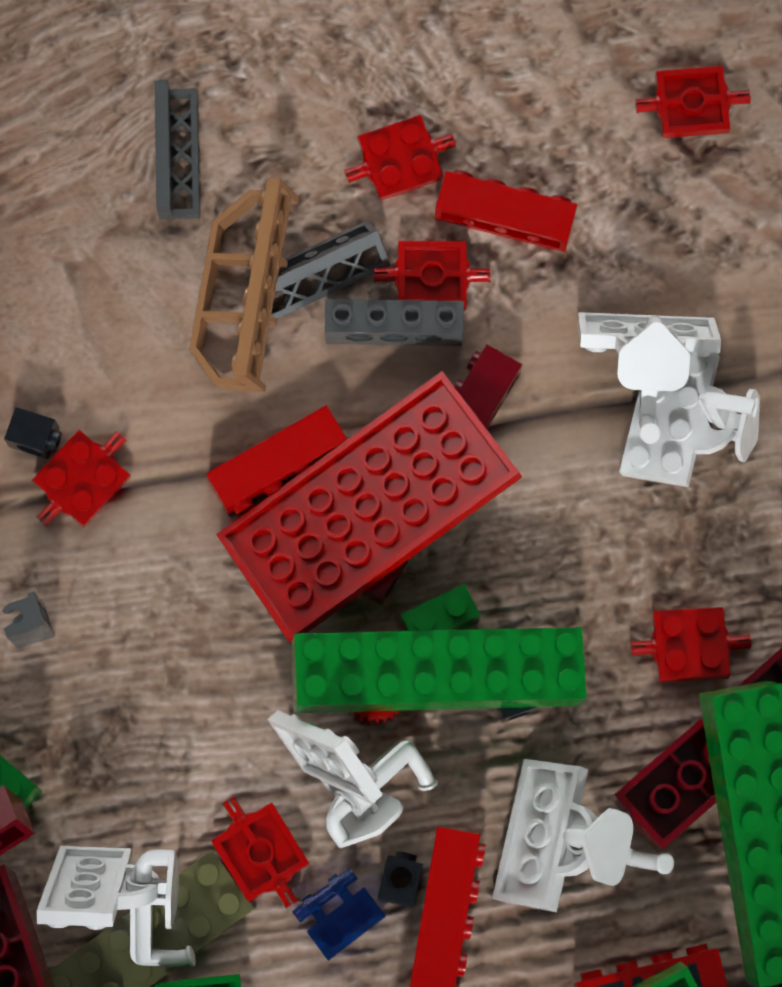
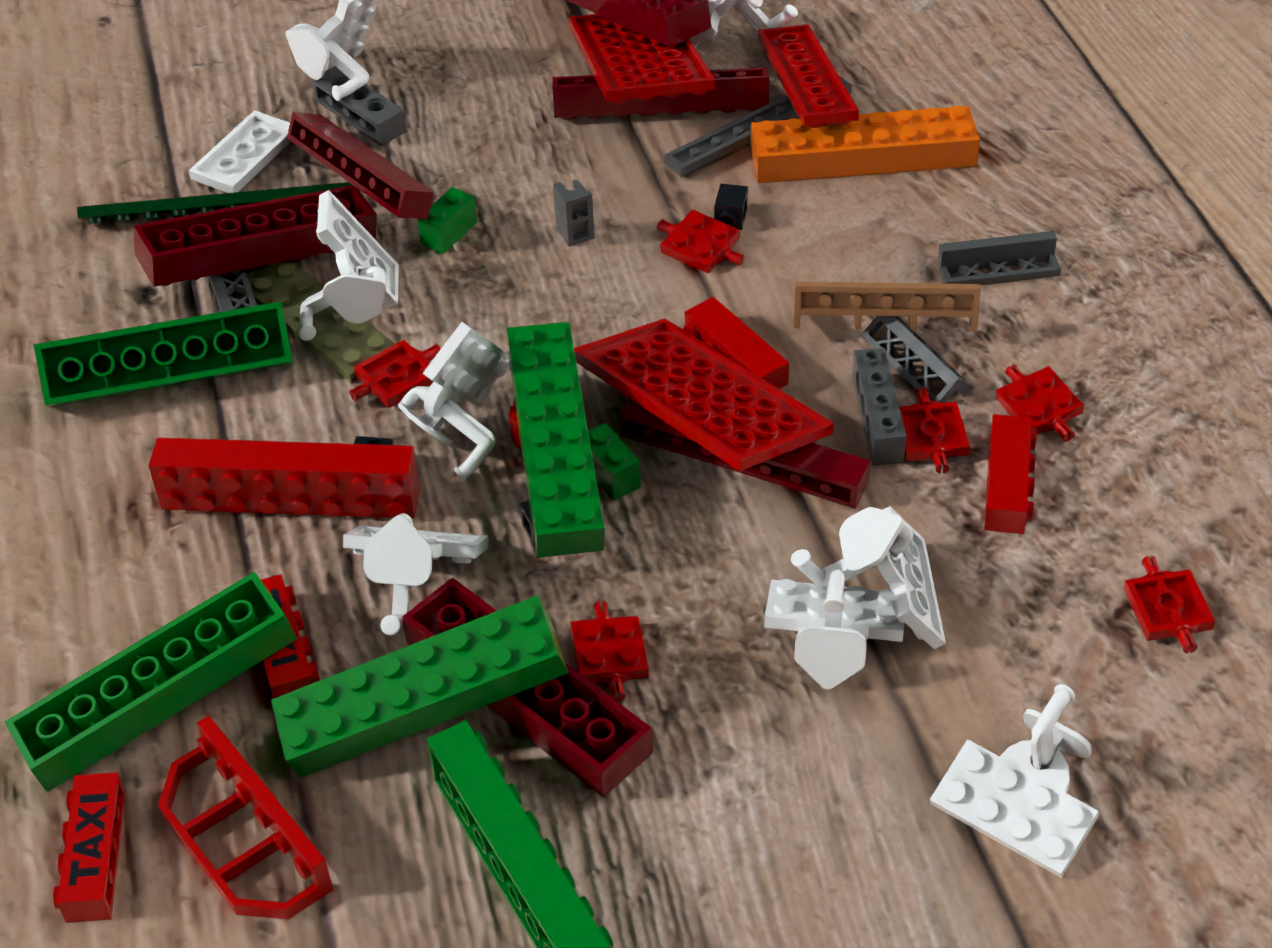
camera: 85 degrees right, 30 degrees down
(346, 922) = (335, 426): clear blue plate -> none

